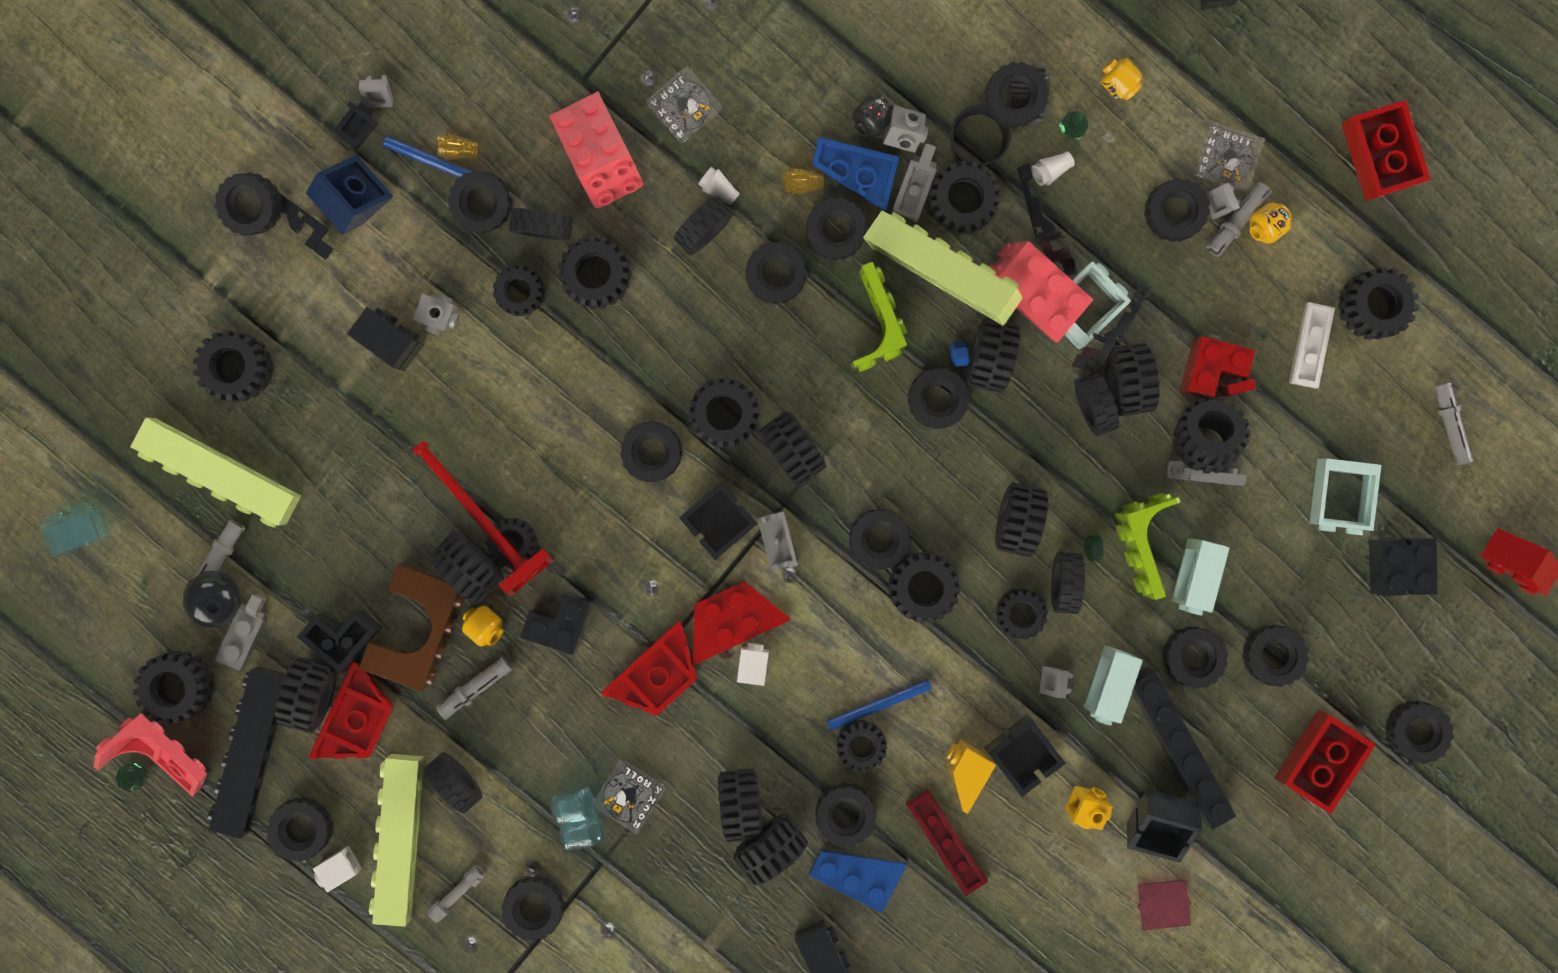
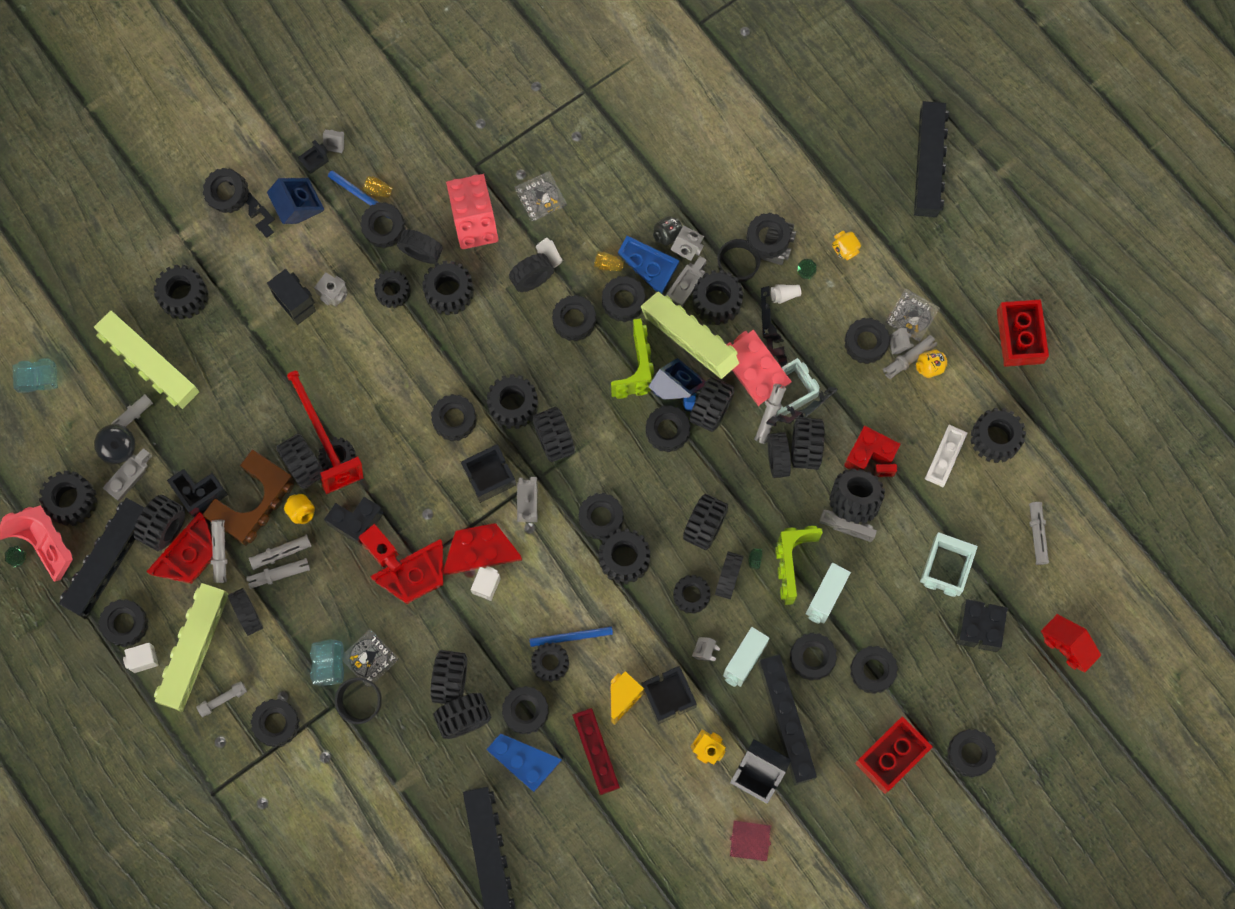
camera: 15 degrees right, 15 degrees down
(398, 720) = (218, 548): none -> light grey pin
(471, 721) = (278, 573): none -> light grey pin
(593, 654) = (376, 543): none -> red torso
(630, 879) = (340, 706): none -> black tyre
(940, 336) = (676, 381): none -> dark blue slope
(1075, 339) = (772, 407): none -> light grey pin

